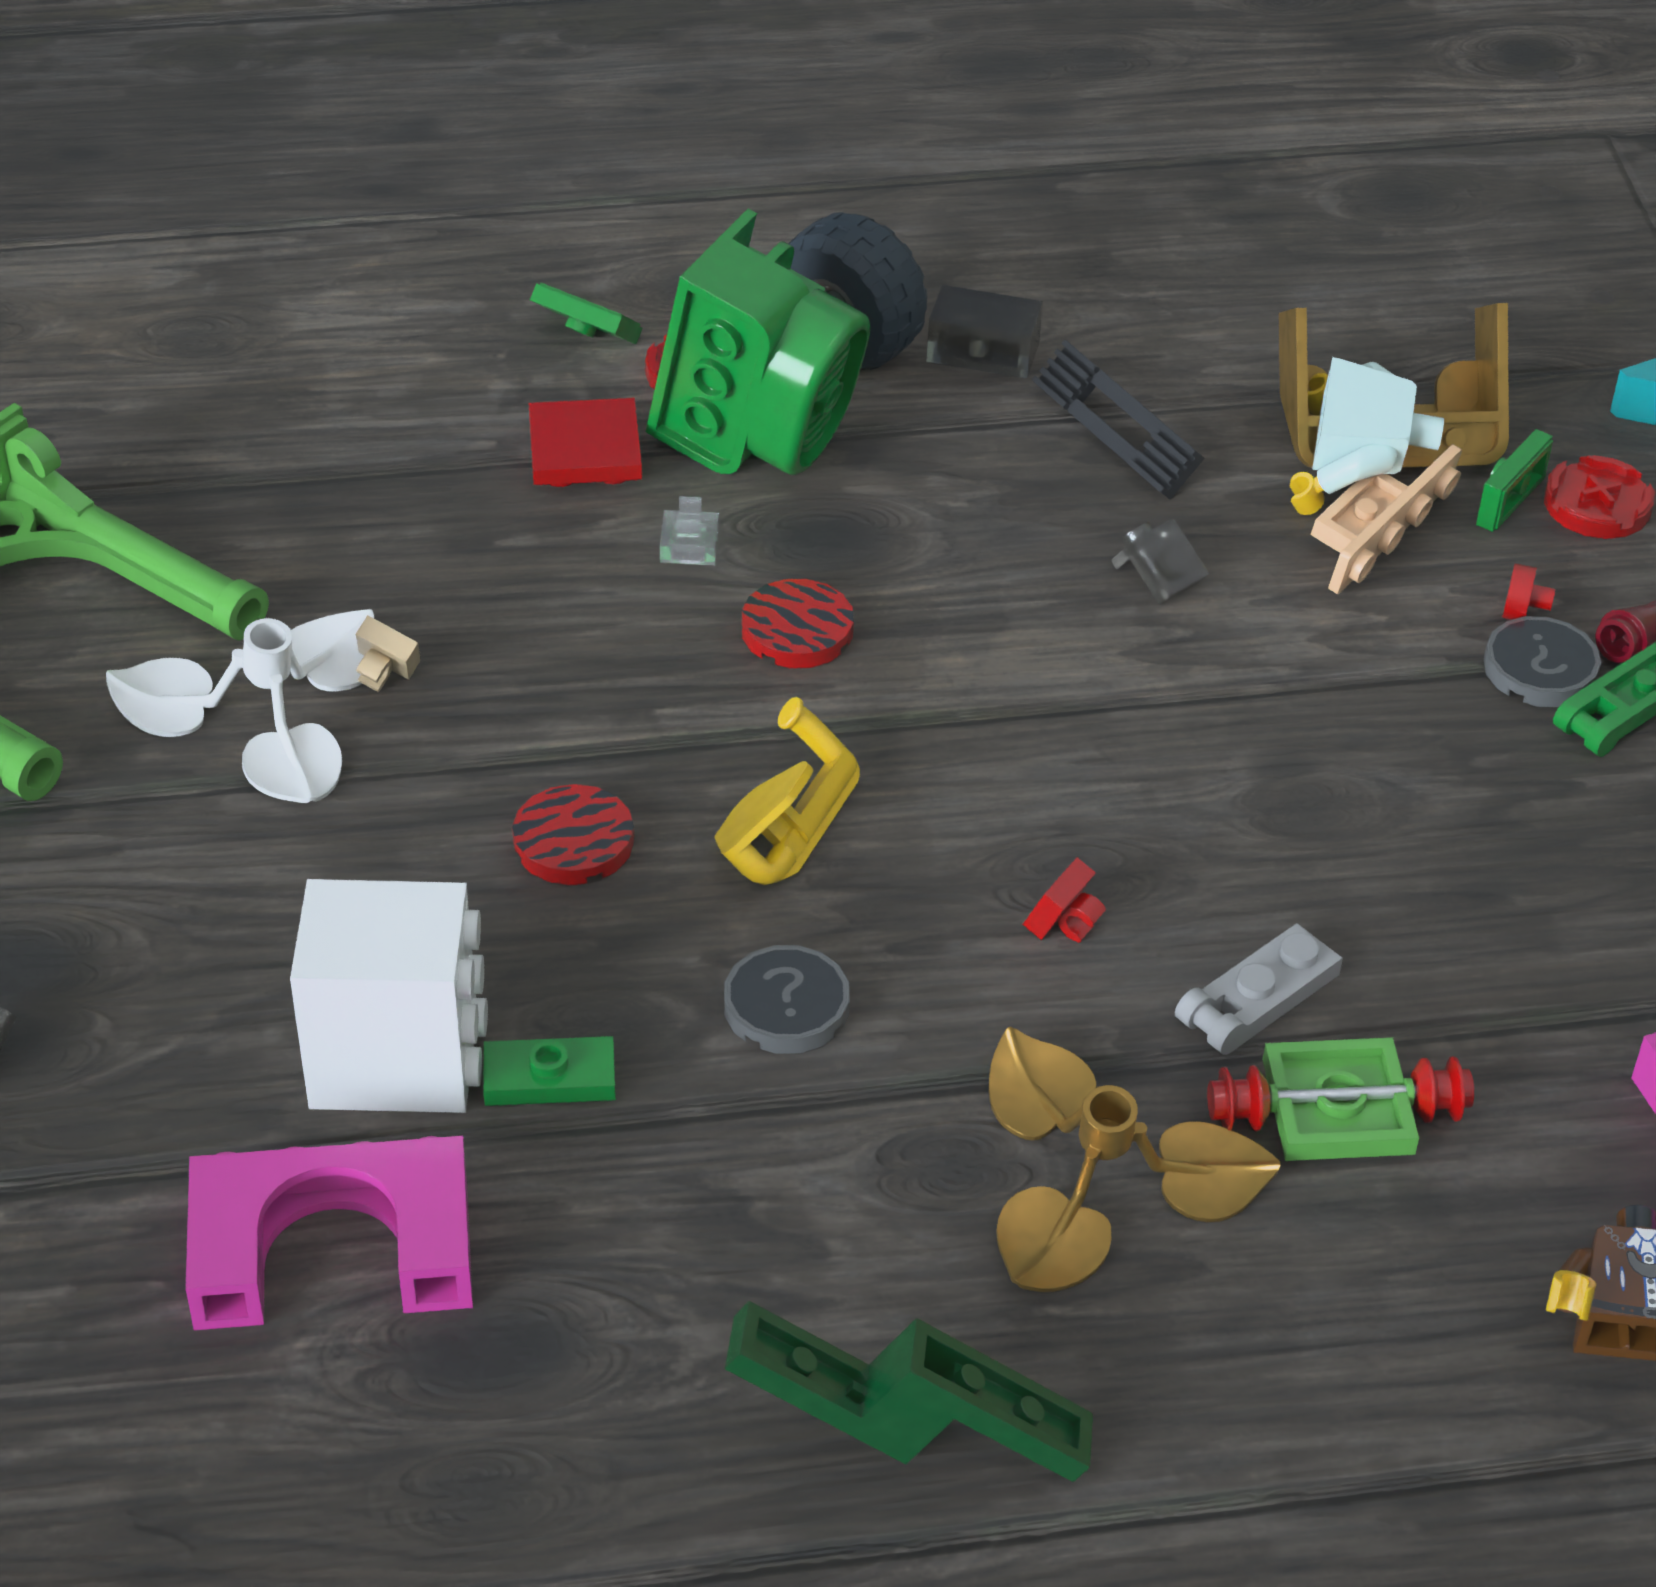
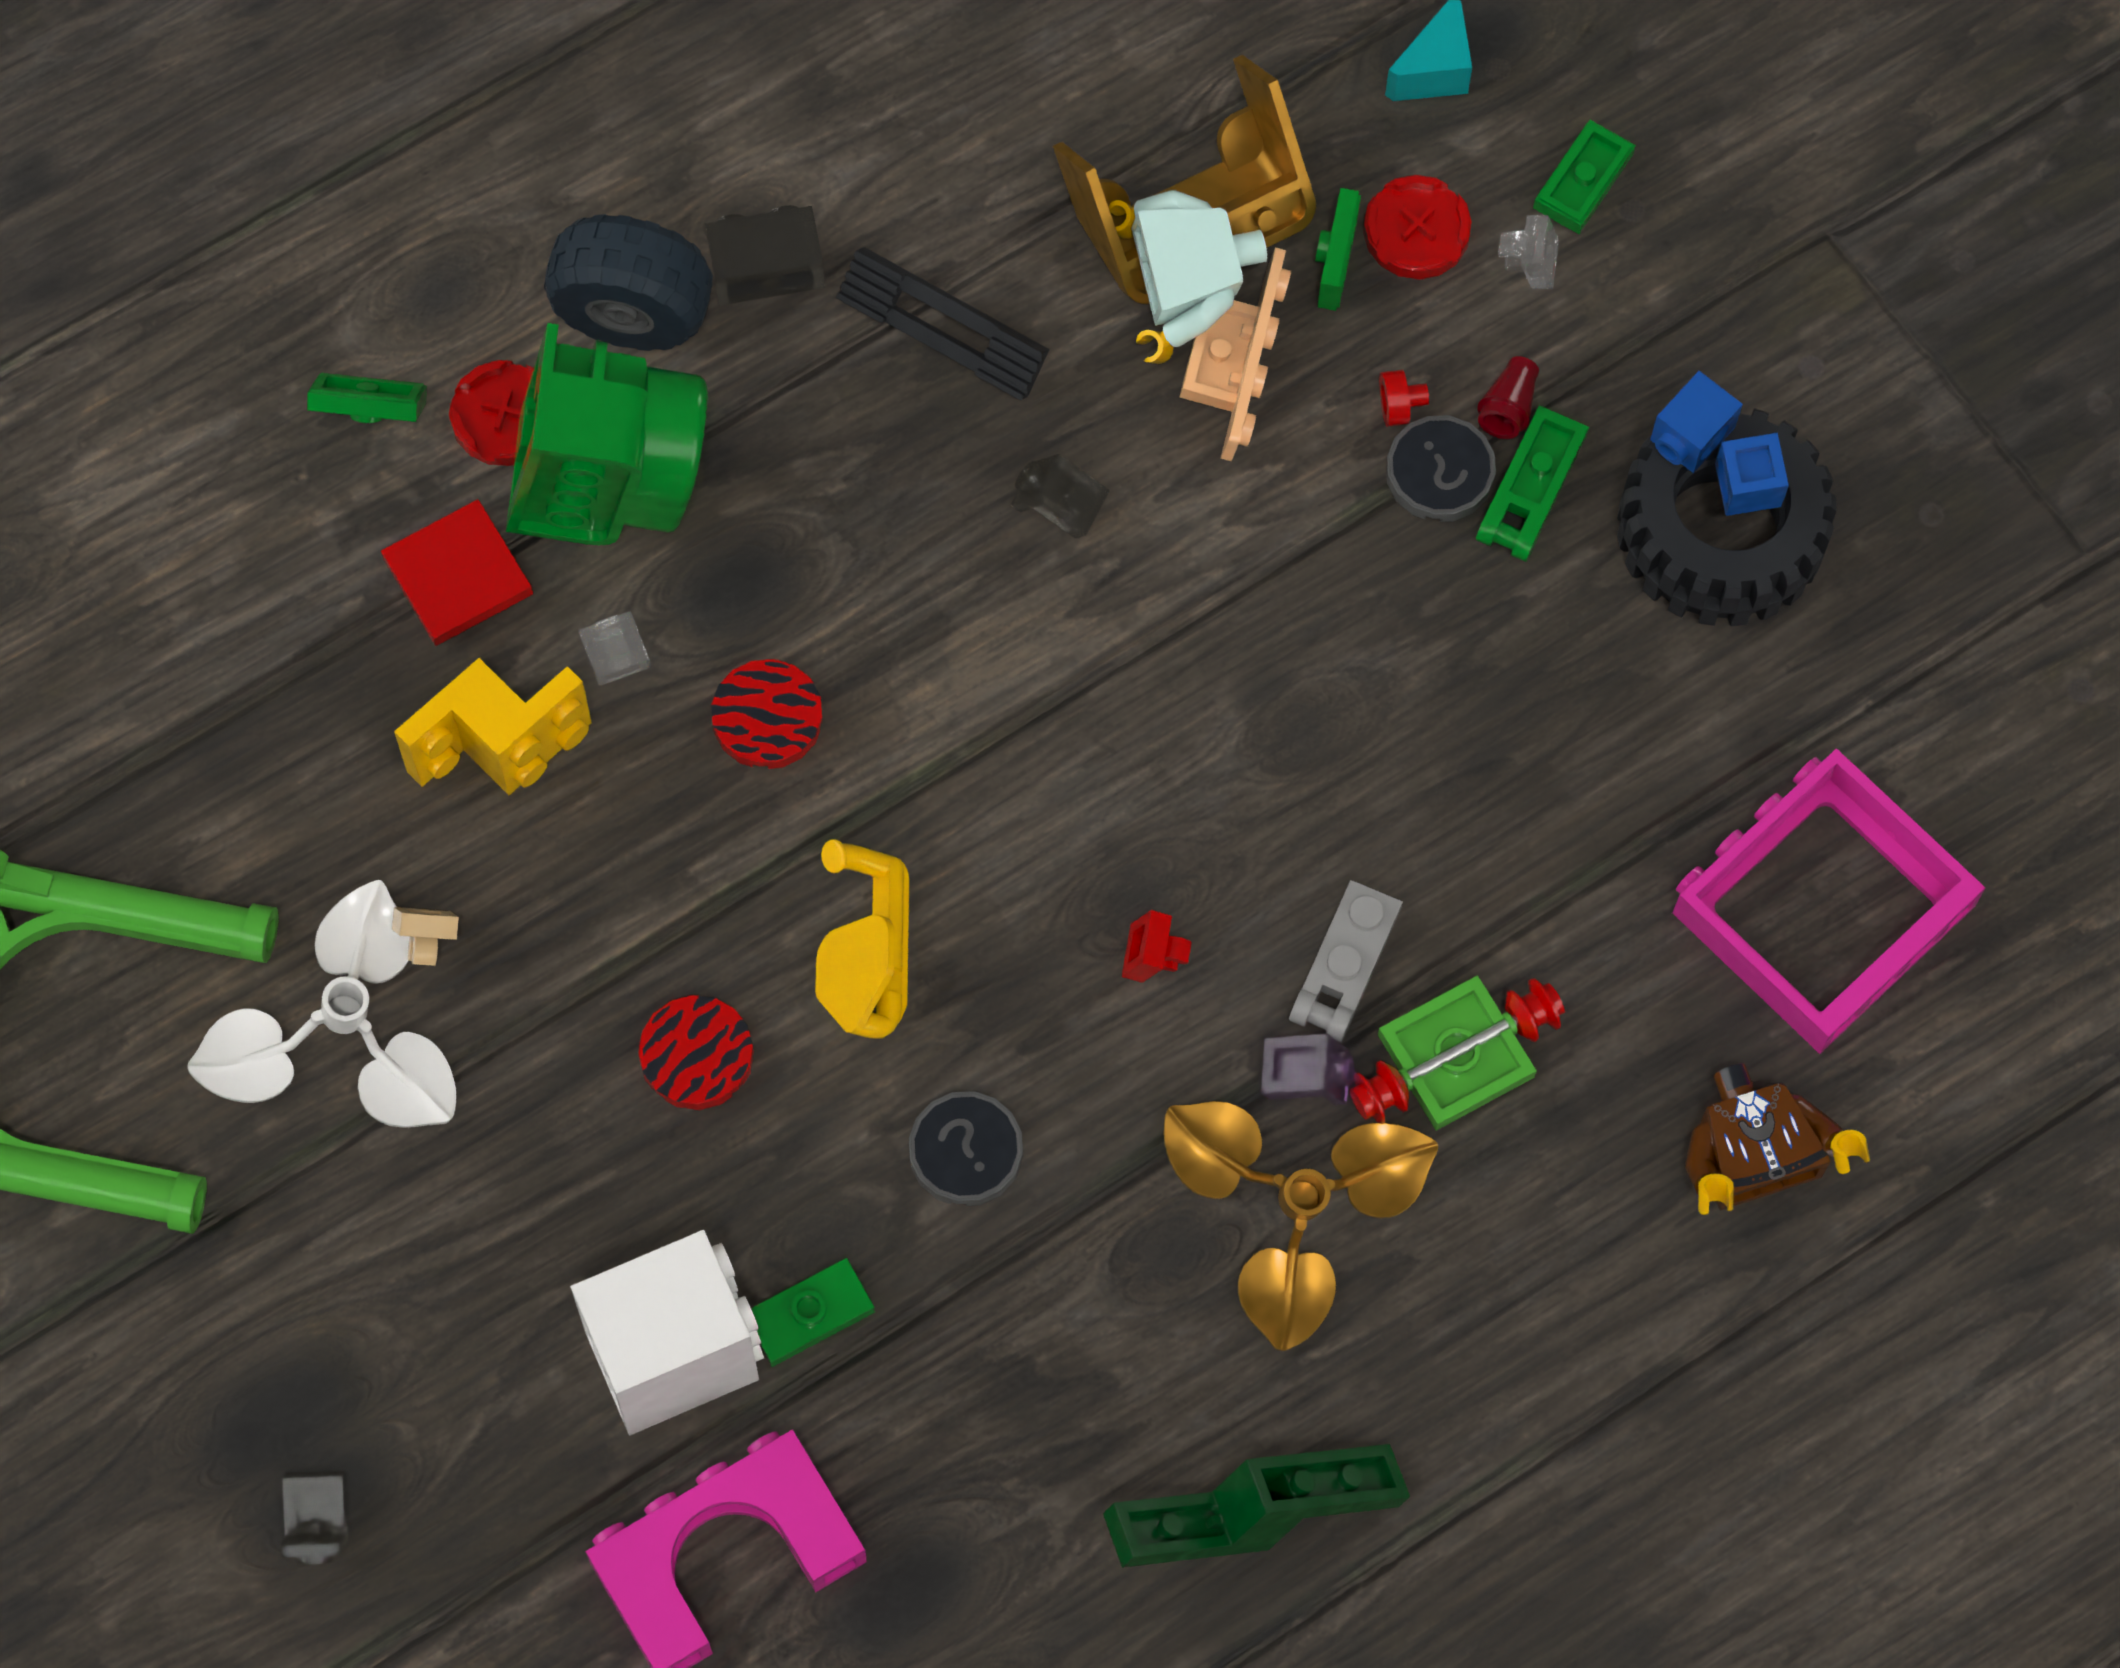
camera: 25 degrees left, 25 degrees up
(550, 537) = (494, 727): none -> yellow bracket
(1173, 1049) = (1307, 1068): none -> clear purple bracket

